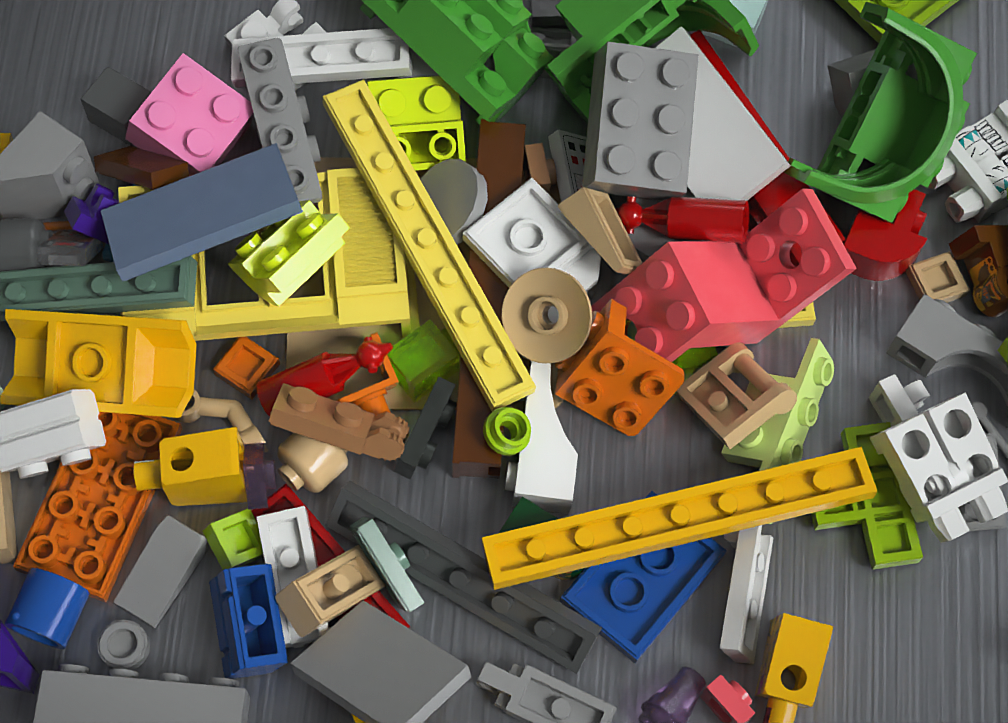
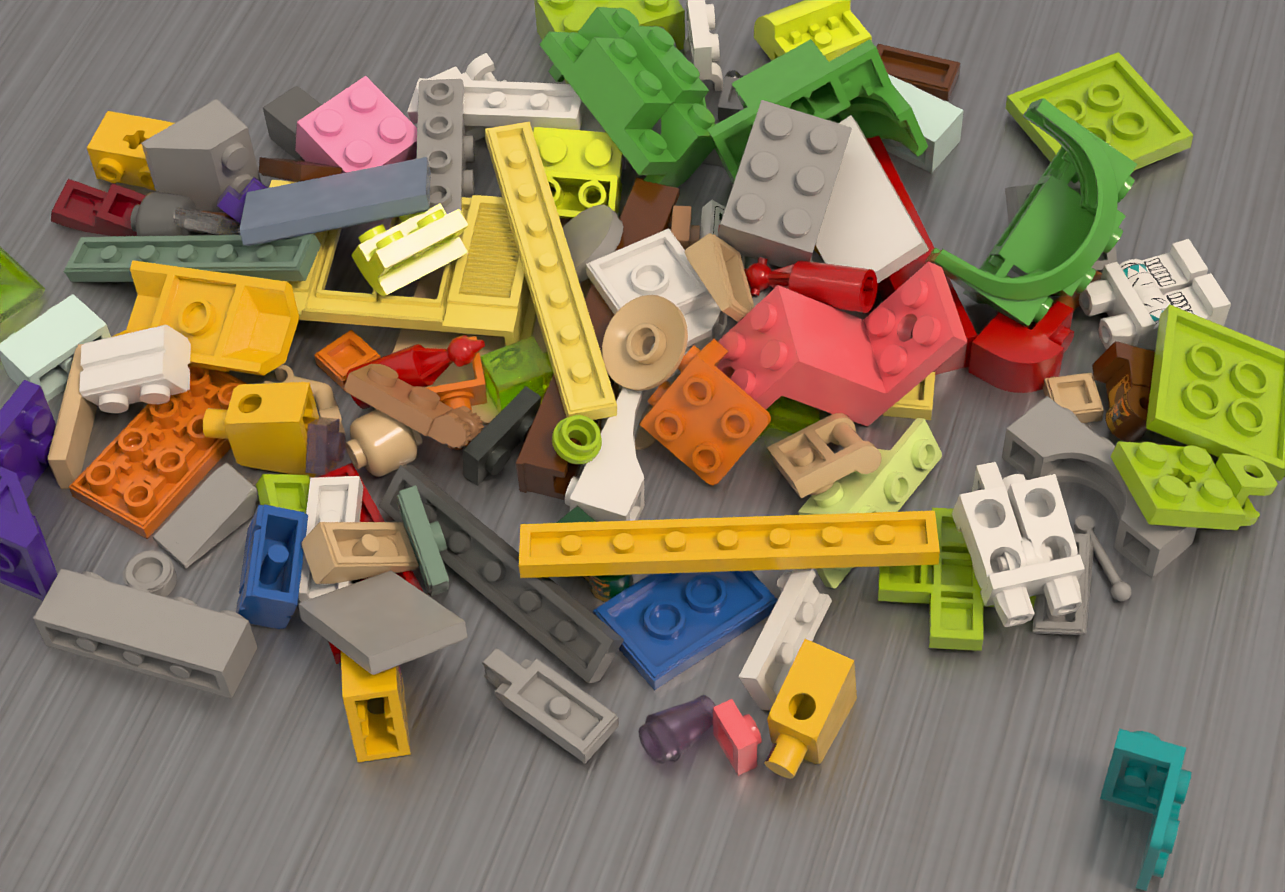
camera: 20 degrees right, 15 degrees down
(47, 608) = (86, 523): blue piece -> none

